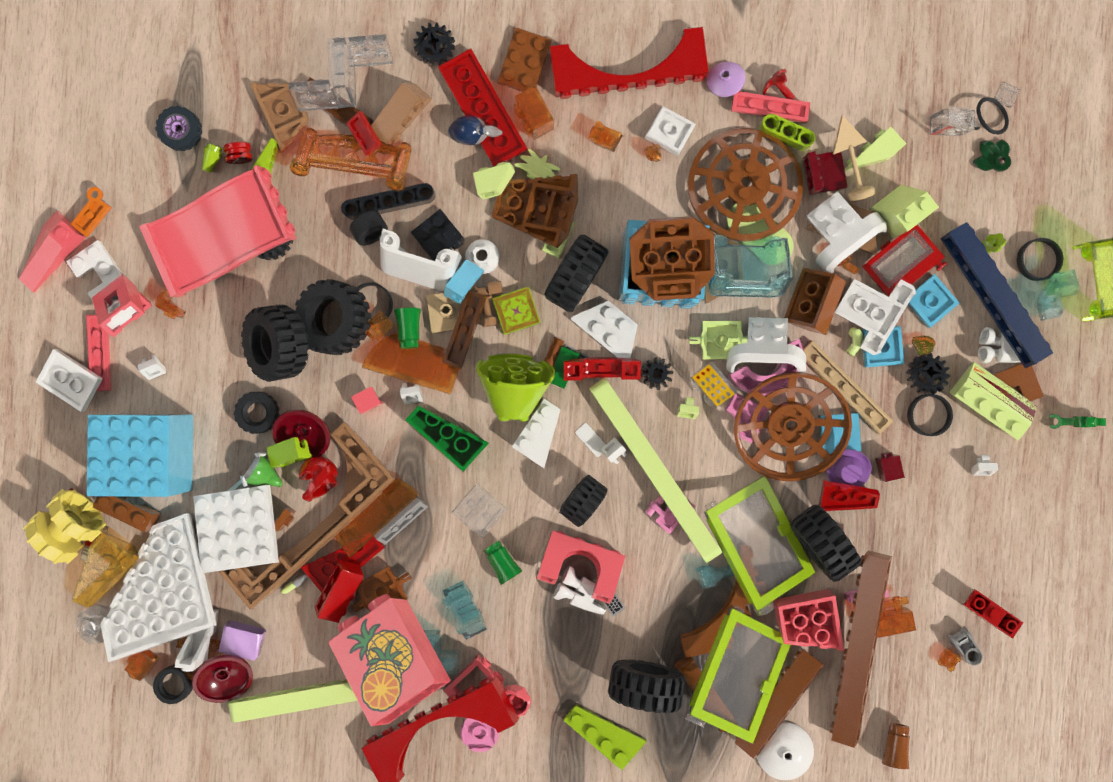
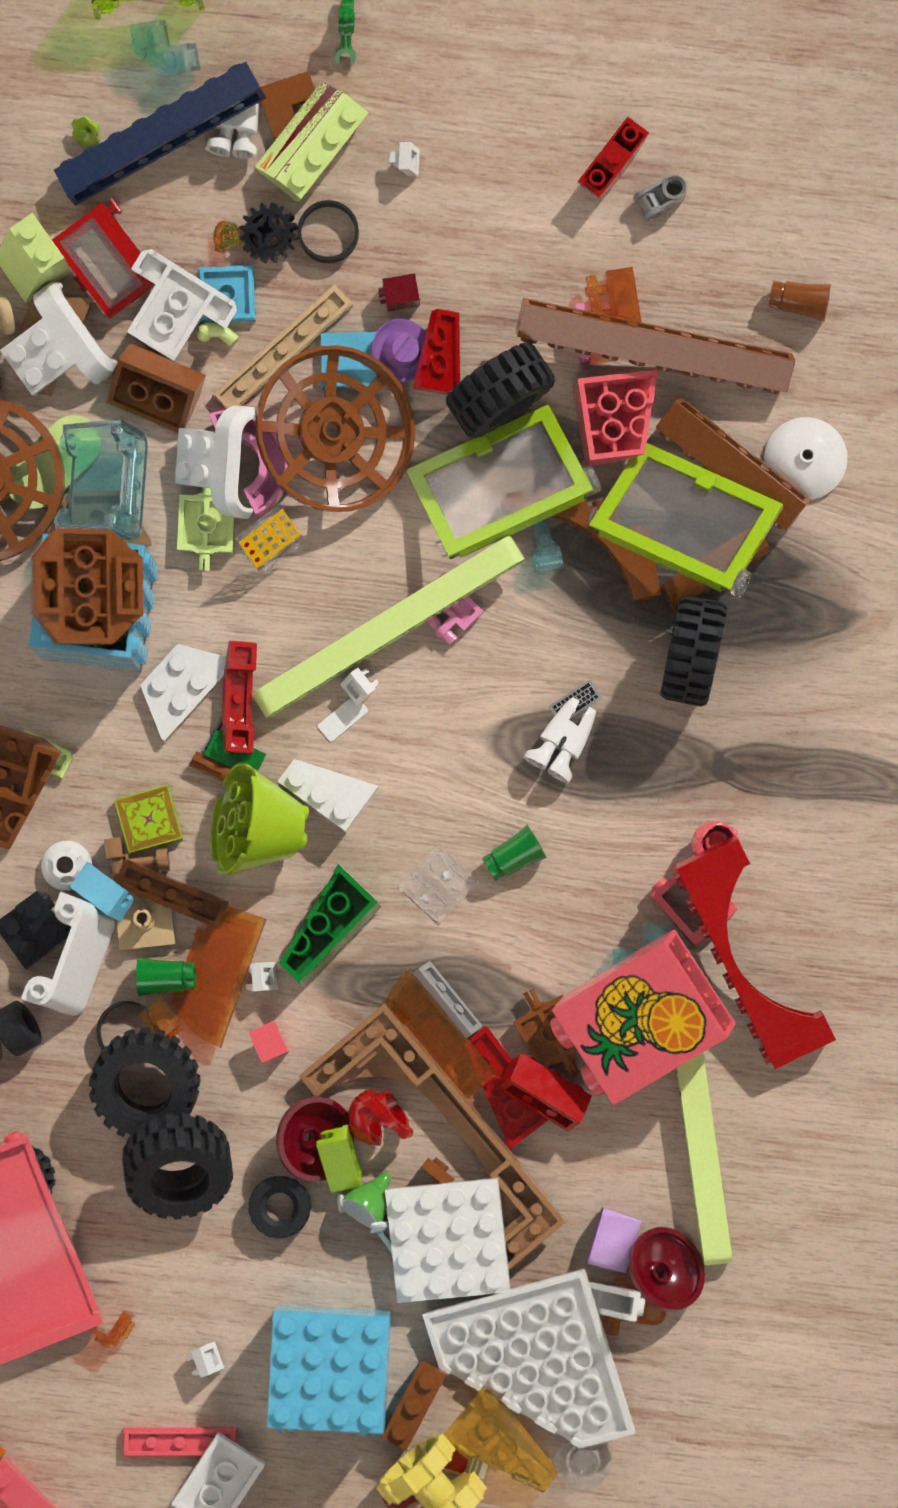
camera: 80 degrees left, 5 degrees down
(95, 258) = (38, 1437): white plate -> none
(119, 305) = (110, 1395): coral brick -> none
(141, 664) = (643, 1393): clear orange brick -> none
(160, 691) = (693, 1335): black tyre -> none
(296, 582) = (533, 1160): piece -> none
(468, 617) = (581, 911): clear light blue brick -> none
(478, 735) = (762, 898): bright pink tile -> none
(576, 273) = (99, 725): black tyre -> none
(583, 500) = (427, 731): black tyre -> none
(607, 563) = (519, 702): coral arch -> none
(611, 740) = (779, 709): lime wing -> none
(663, 376) = (252, 609): black gear -> none
(688, 409) = (304, 576): yellowish green tile -> none
(746, 415) = (315, 493): bright pink tile -> none
(848, 266) = (107, 339): clear orange plate -> none
(932, 301) = (164, 221): medium azure tile -> none
(943, 659) = (681, 227): clear orange plate -> none
(1058, 253) = (105, 94): black tyre -> none

